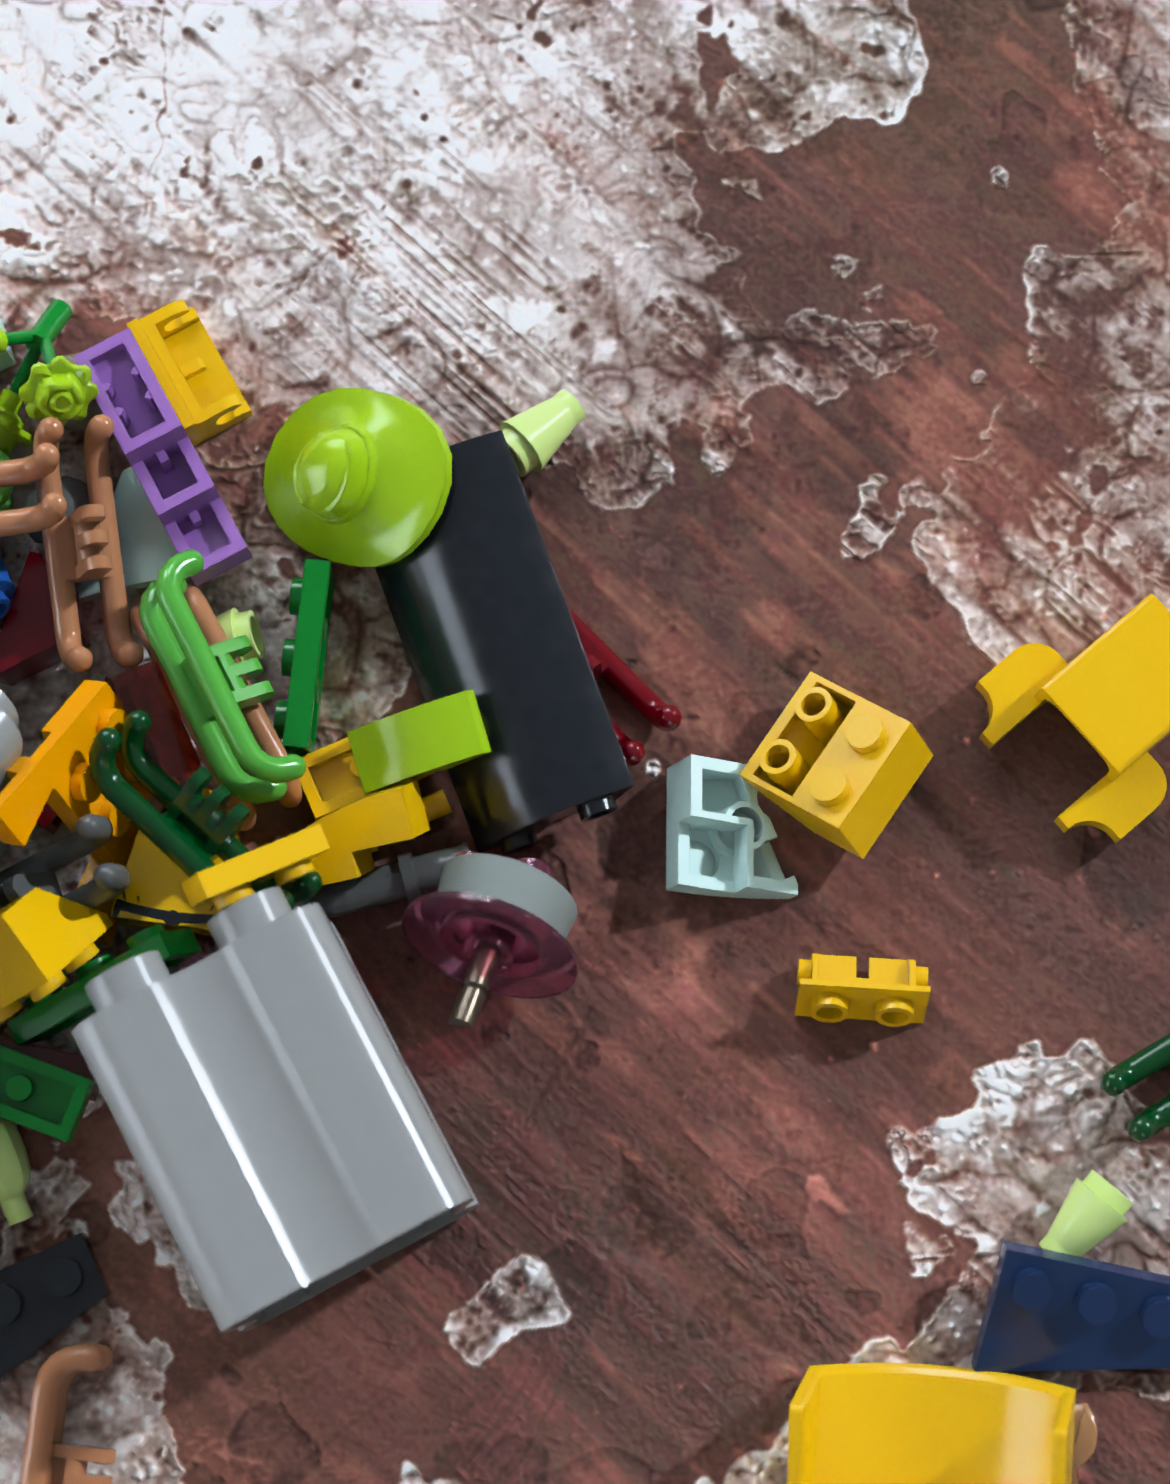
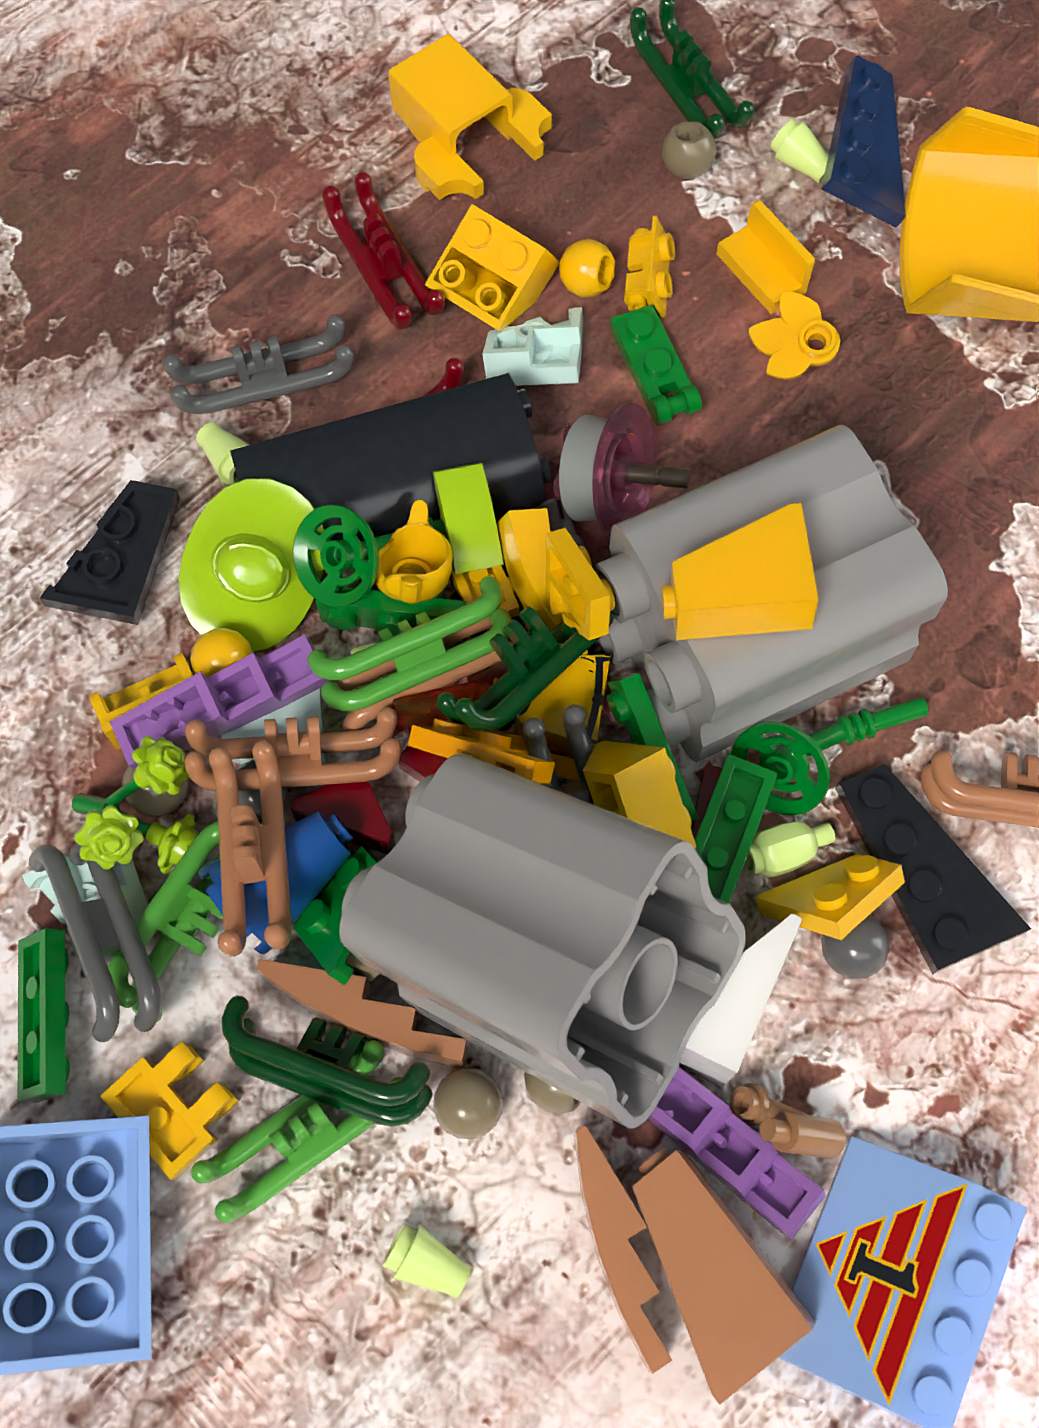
camera: 90 degrees left, 10 degrees down
(99, 1160) = (792, 755): none -> green dish
(199, 1059) = (745, 581): none -> yellow slope
(237, 453) = (218, 650): none -> yellow piece
(343, 673) = (415, 560): none -> yellow hair
(358, 594) = (340, 554): none -> green dish
(381, 315) = (121, 558): none -> black wing
(669, 461) = (261, 371): none -> dark grey piece
(706, 997) = (654, 365): none -> green plate
(756, 1188) = (788, 337): none -> yellow plate
(849, 897) = (587, 268): none -> yellow piece
(866, 611) = (382, 256): none -> dark red piece
(881, 1155) = (767, 258): none -> yellow panel
(1067, 1043) = (688, 150): none -> dark tan piece

